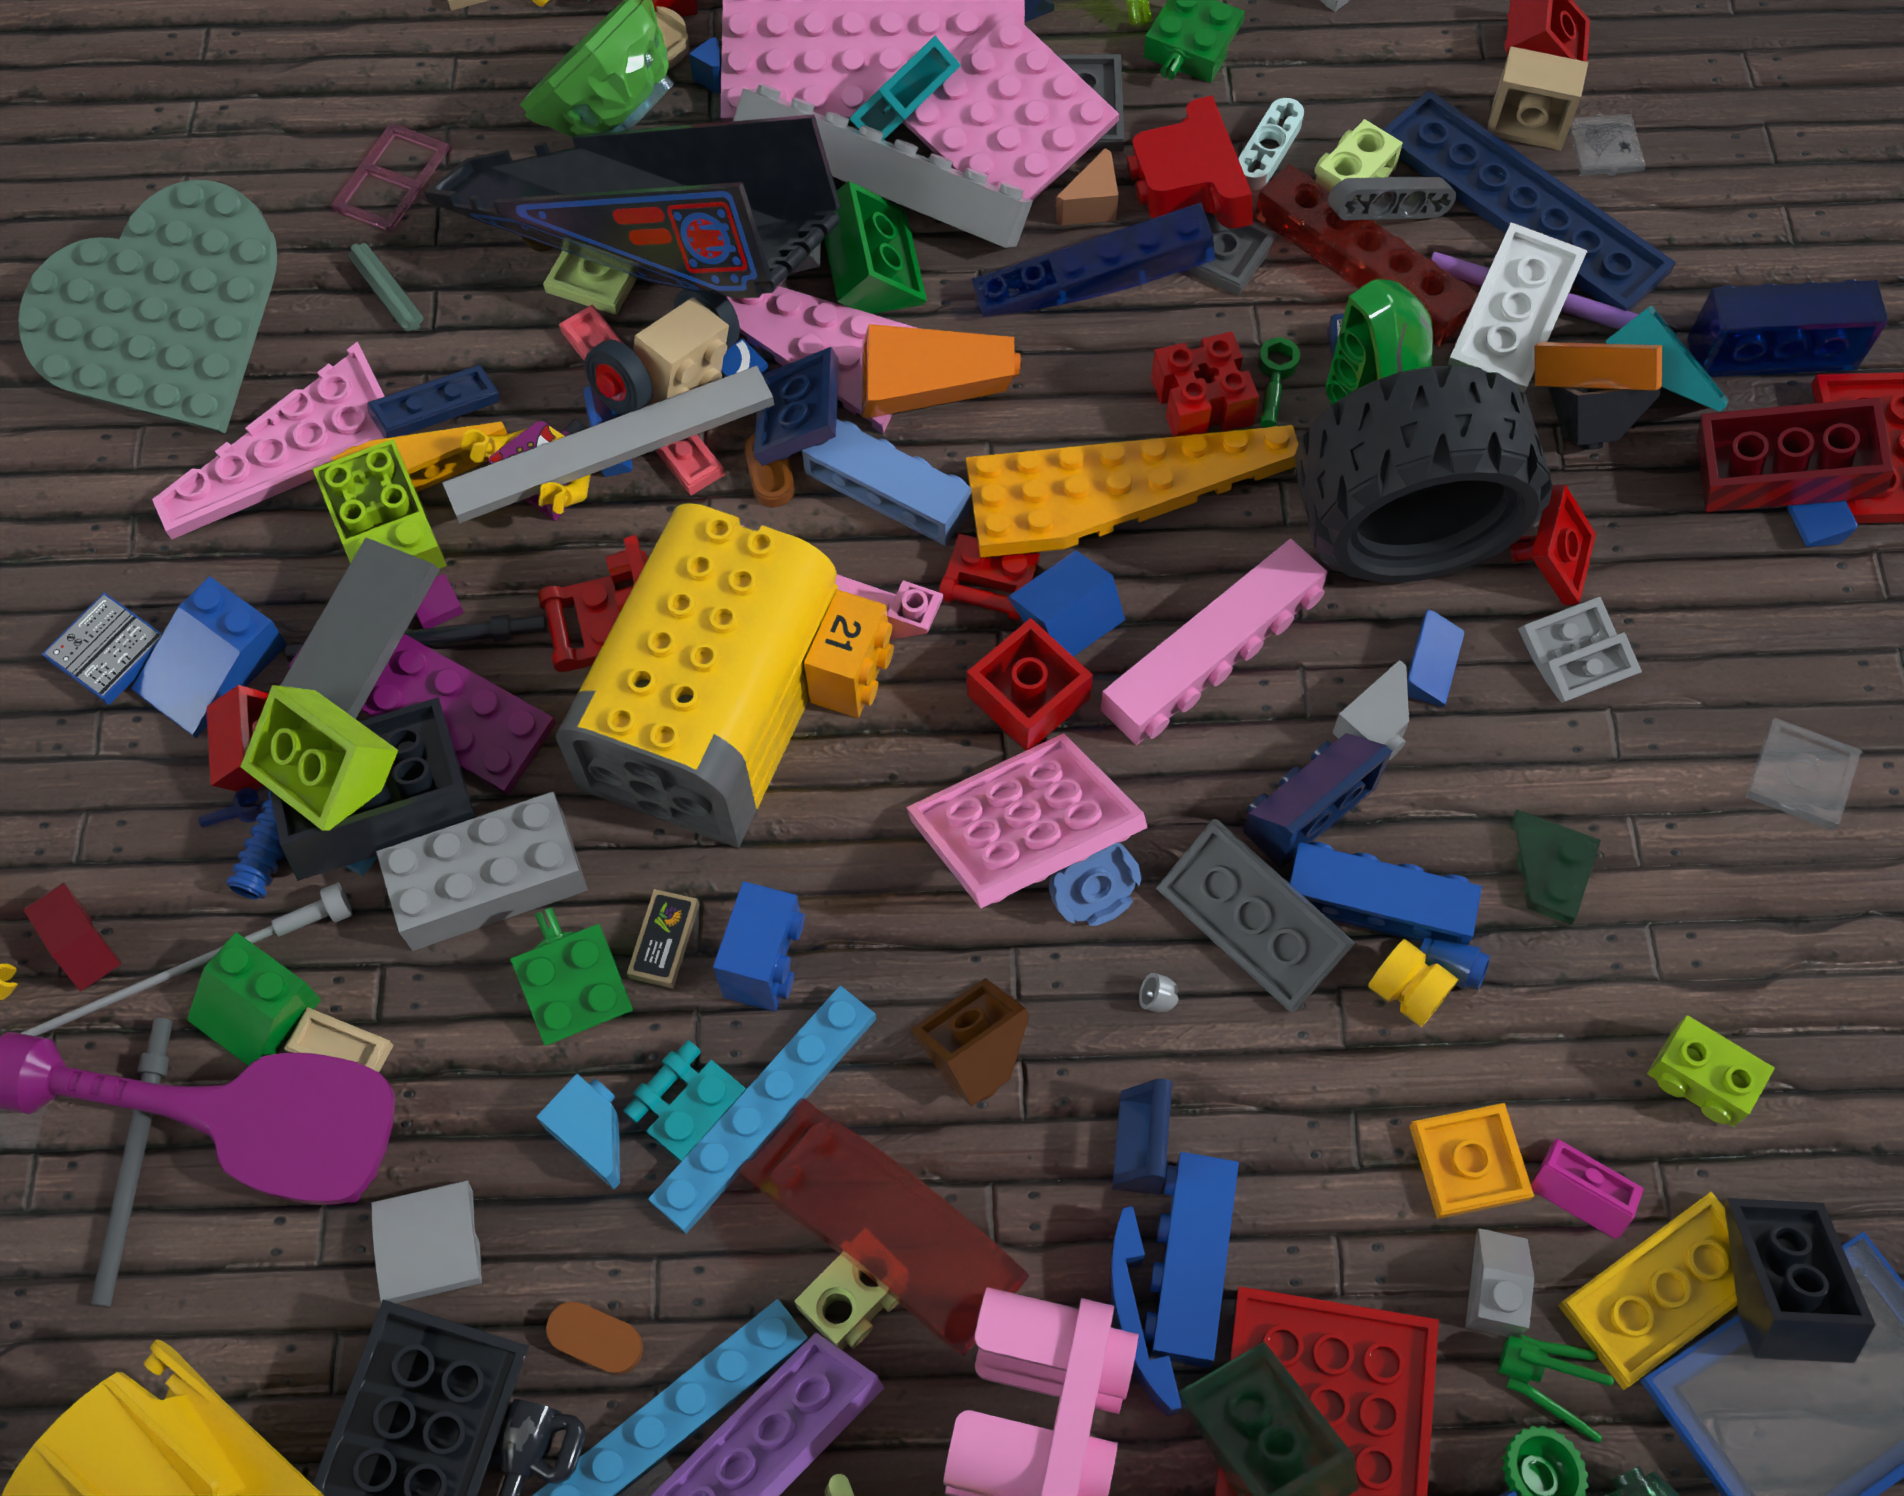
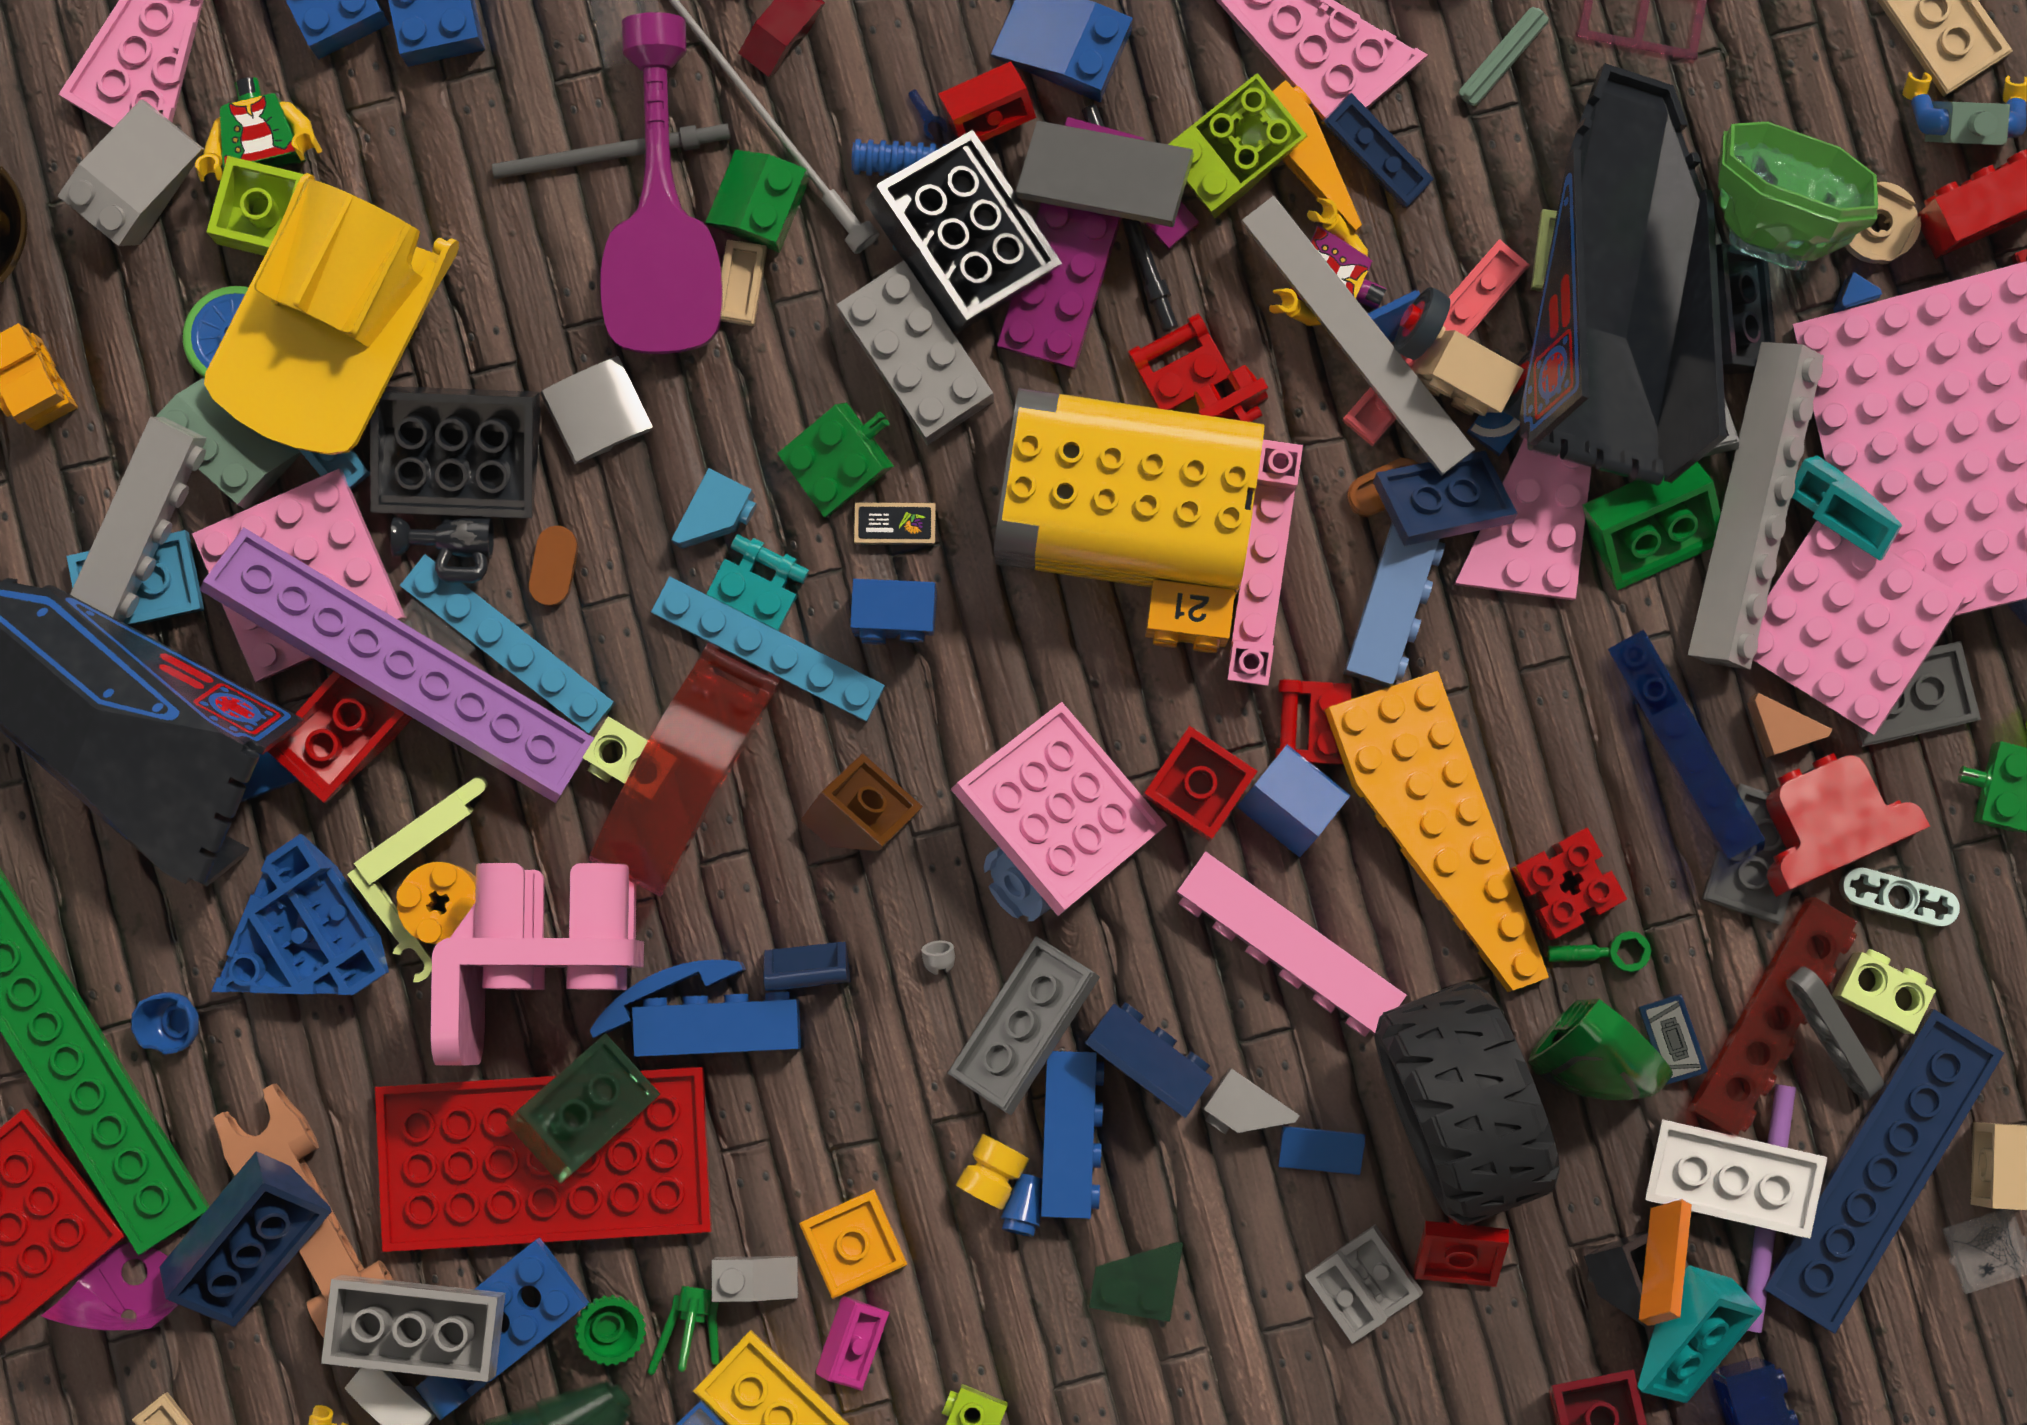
camera: 80 degrees right, 20 degrees up
(316, 756) = (966, 185): lime slope -> none
(931, 367) = (1518, 609): orange slope -> none

